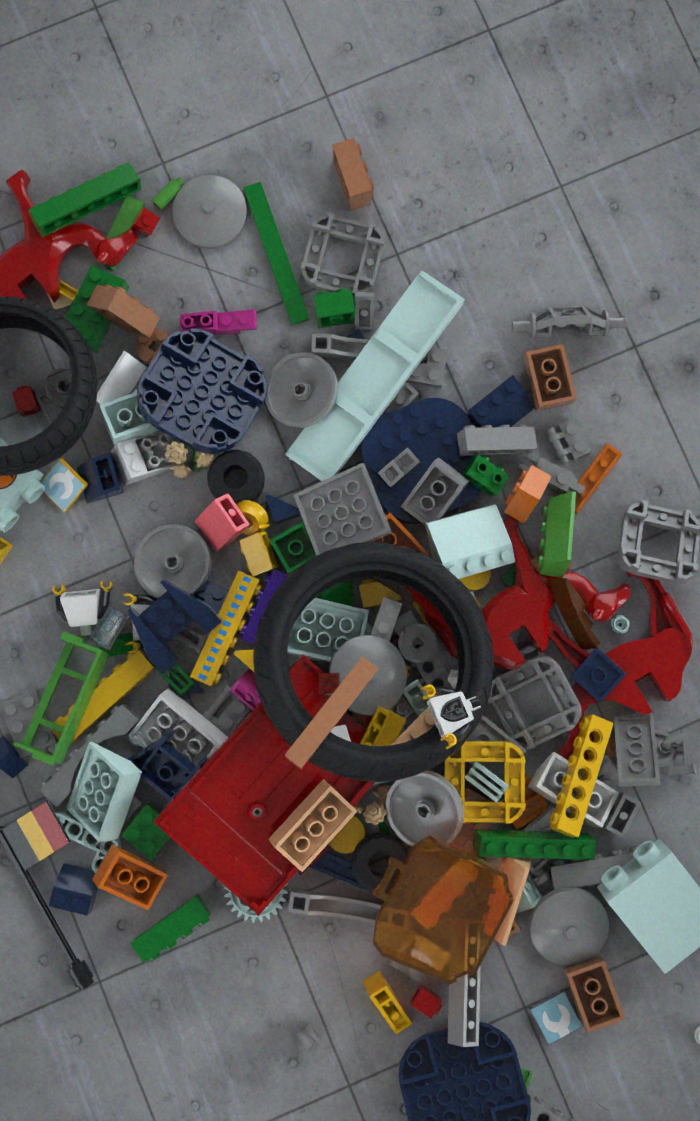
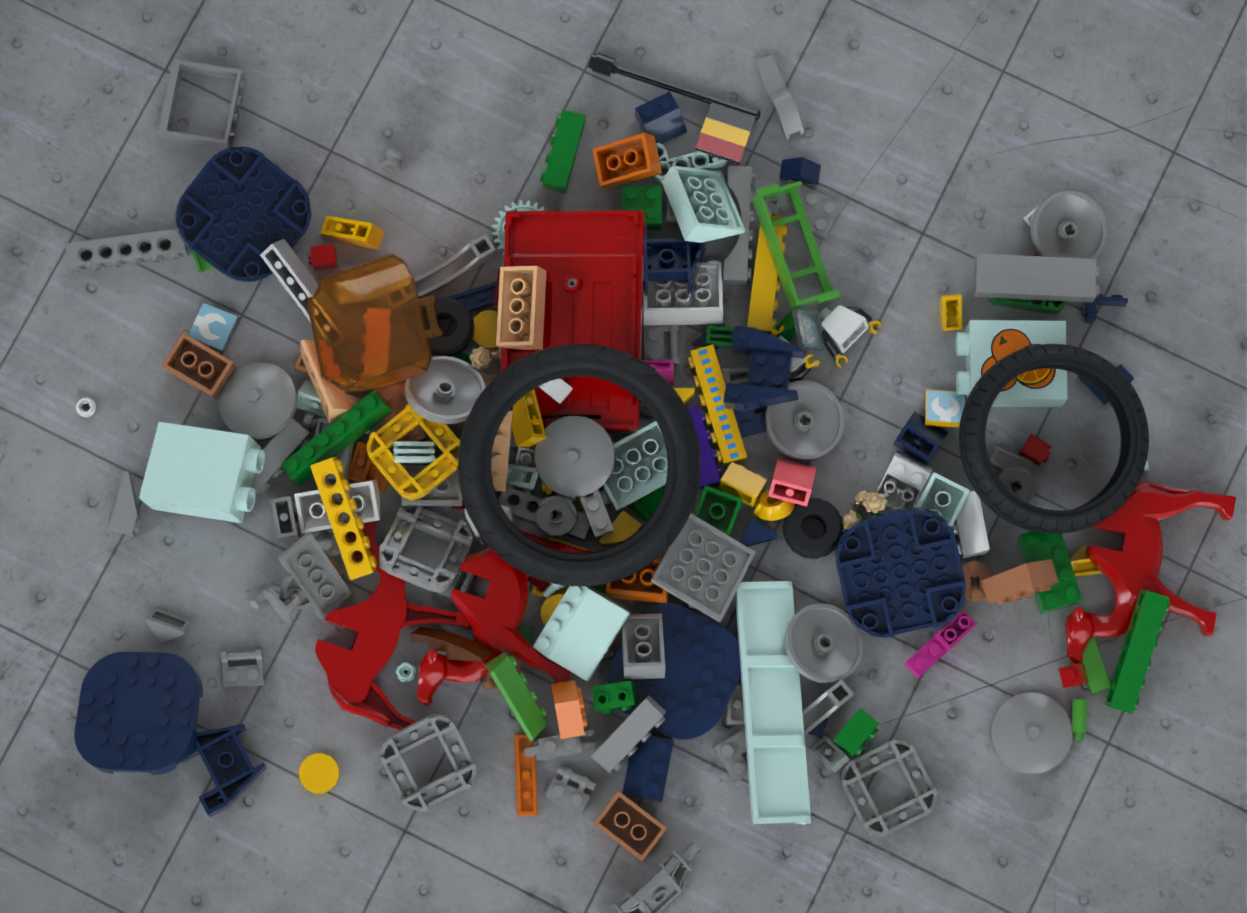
camera: 140 degrees right, 5 degrees down
(276, 253) = (946, 744): green tile -> none
(328, 683) = (597, 412): clear red tile -> none
(331, 712) = (577, 390): nougat tile -> none
(352, 174) = (940, 862): nougat brick -> none
(399, 467) = (689, 643): light grey slope -> none
(450, 712) = (488, 464): torso -> none
(598, 675) = (392, 610): dark blue plate -> none

